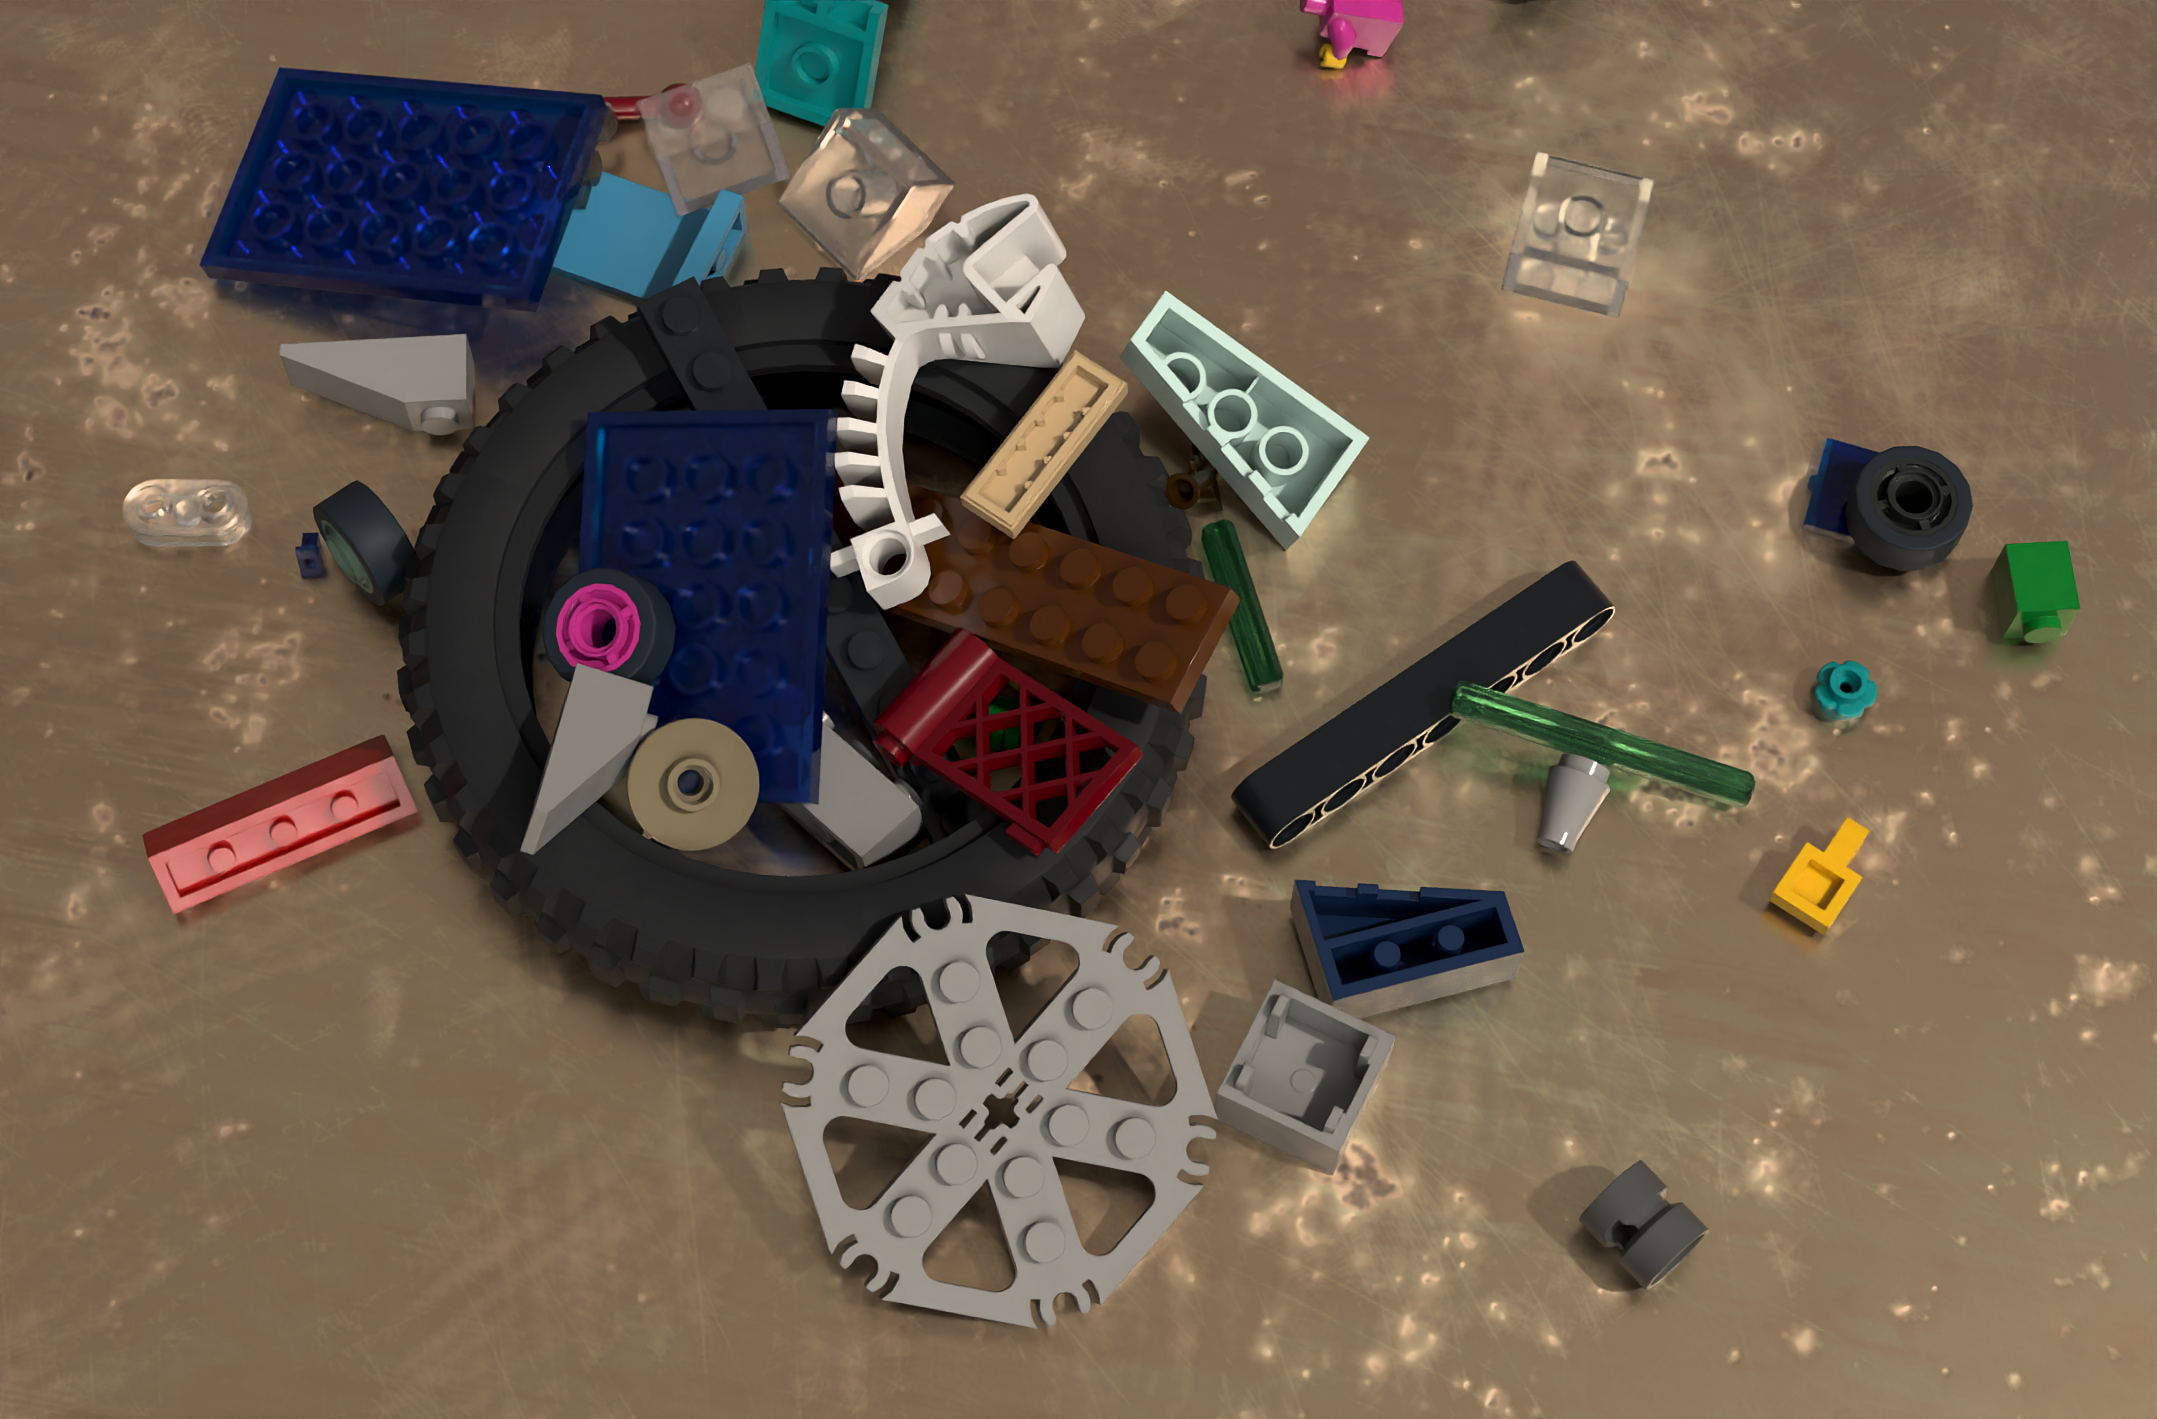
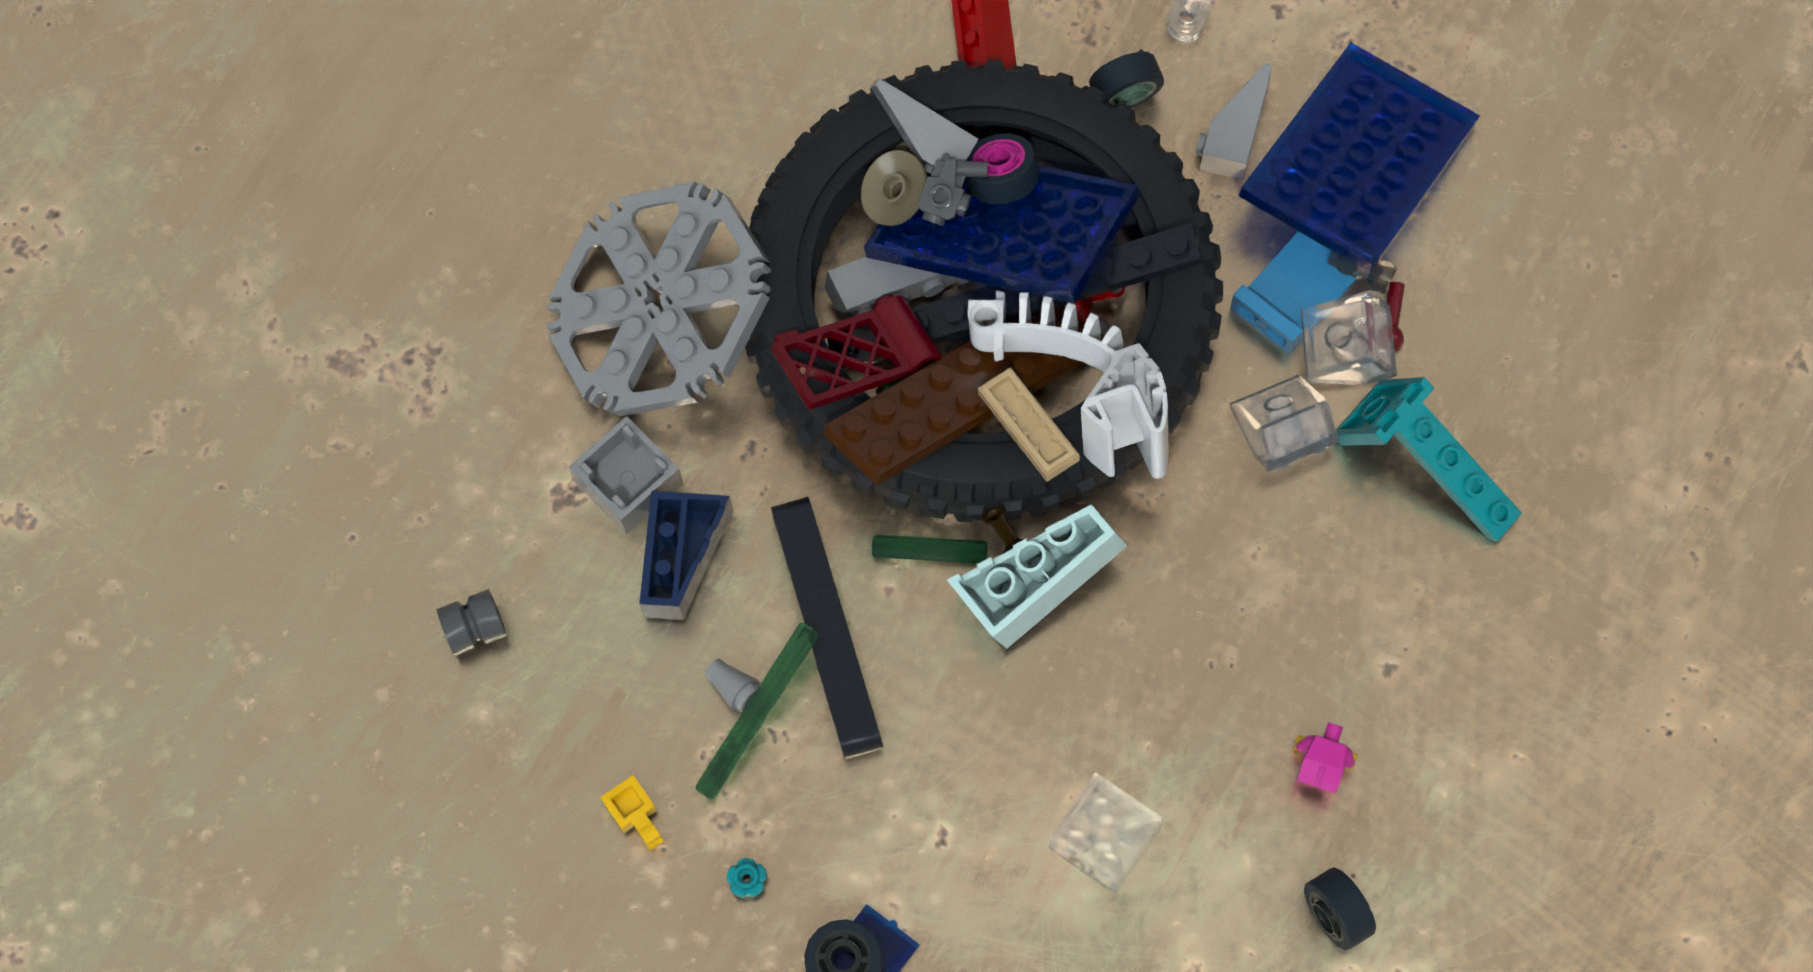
camera: 115 degrees right, 5 degrees up
(689, 686) = (943, 192): none -> dark grey piece

